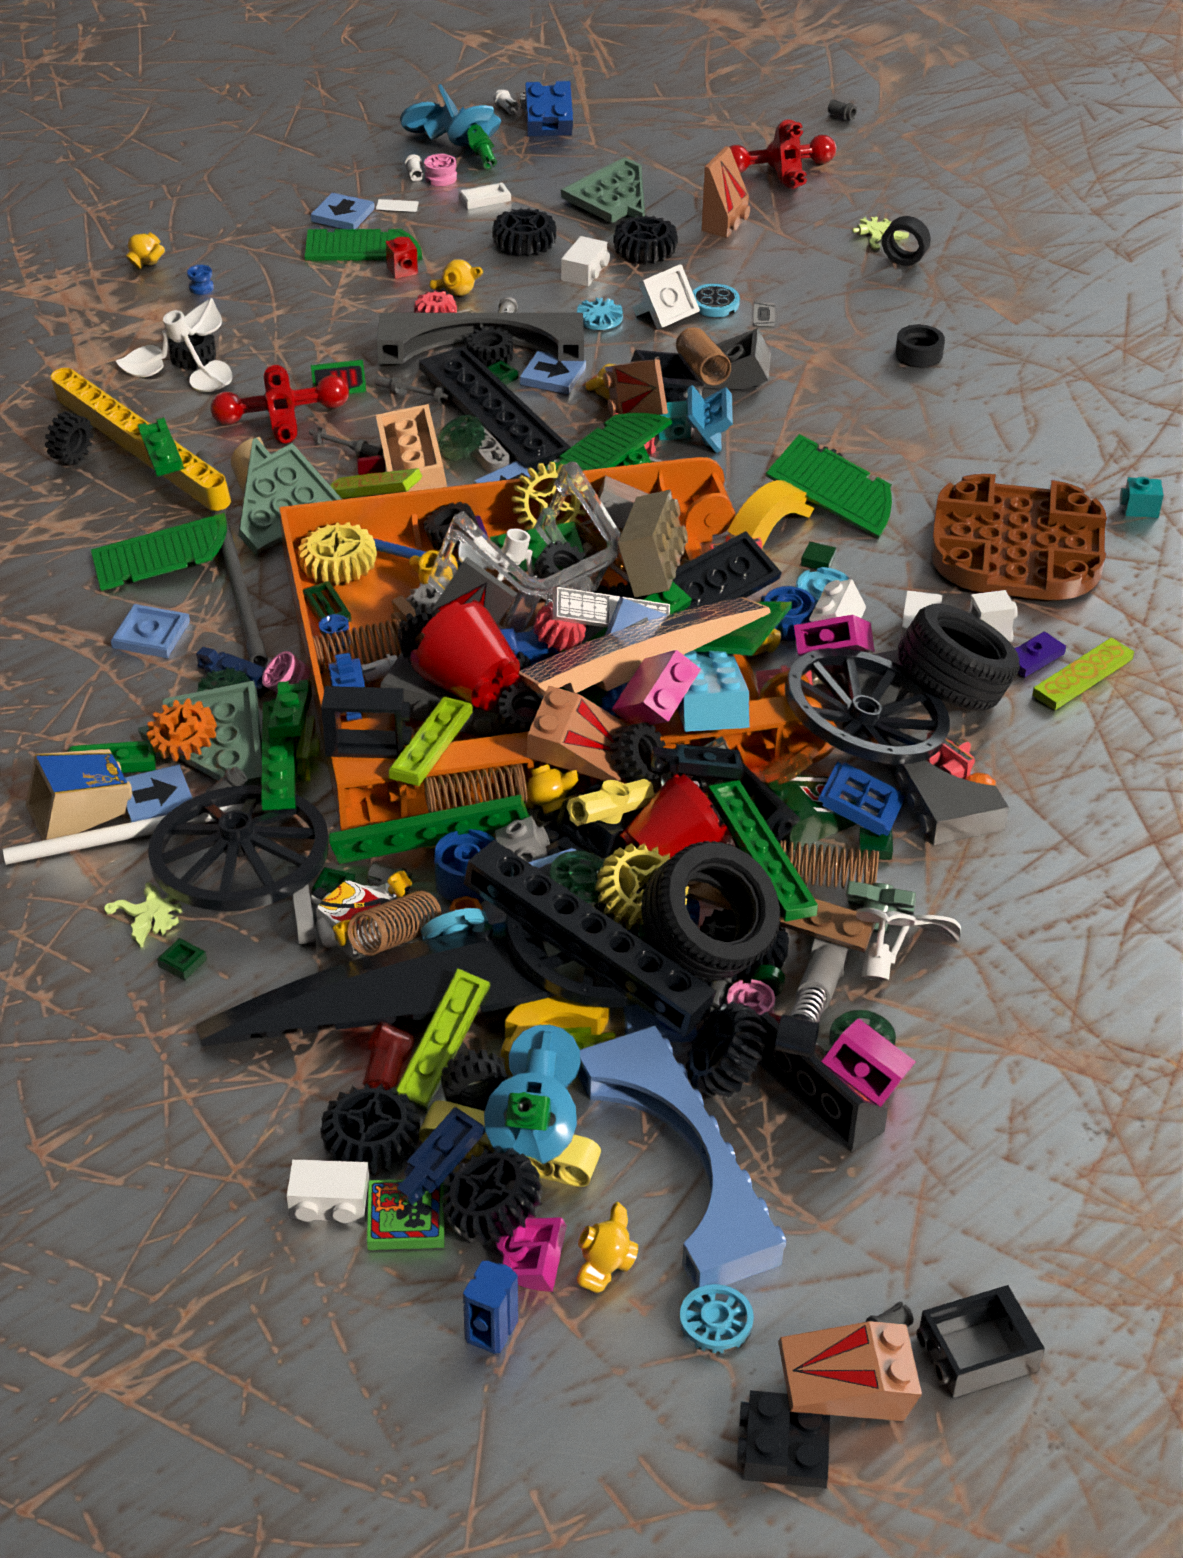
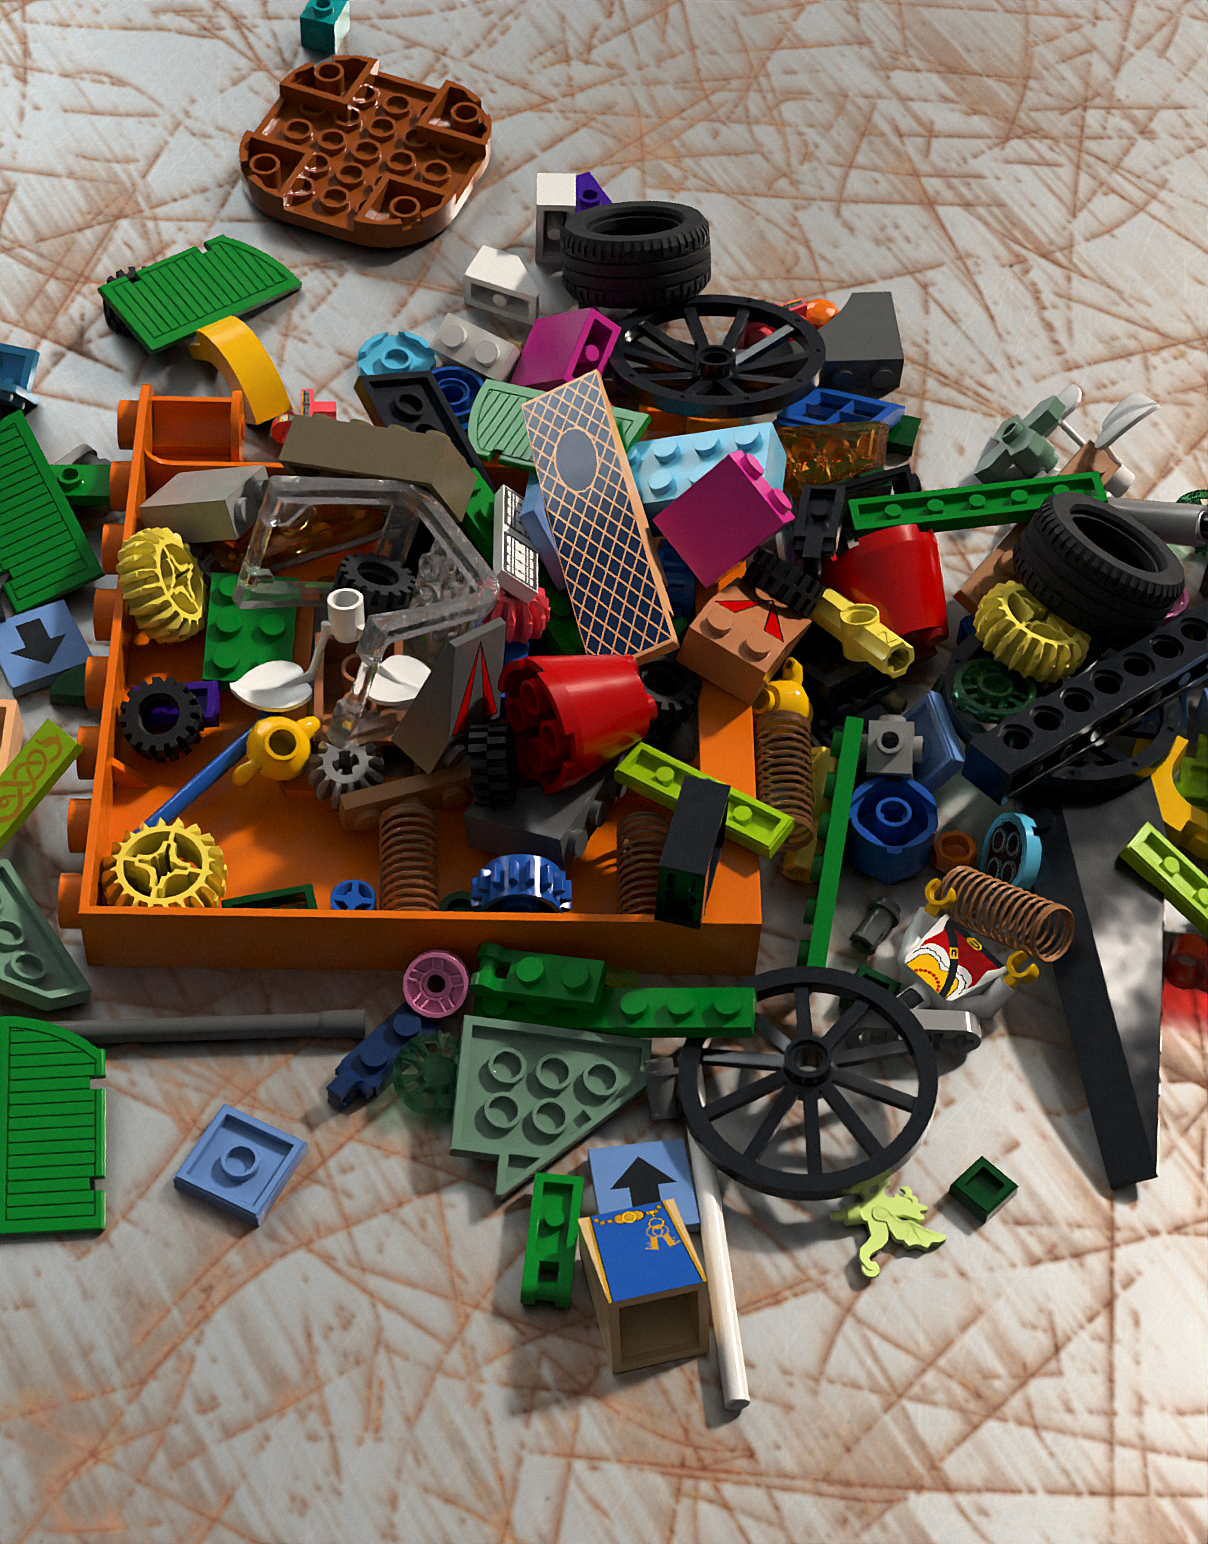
camera: 80 degrees left, 10 degrees up
(181, 729) = (528, 1112): orange gear -> none
(378, 669) = (456, 861): white pin -> none
(818, 555) = (327, 351): dark green tile -> none
(870, 868) = (974, 459): medium nougat piece -> none
(1083, 673) = (630, 163): lime tile -> none

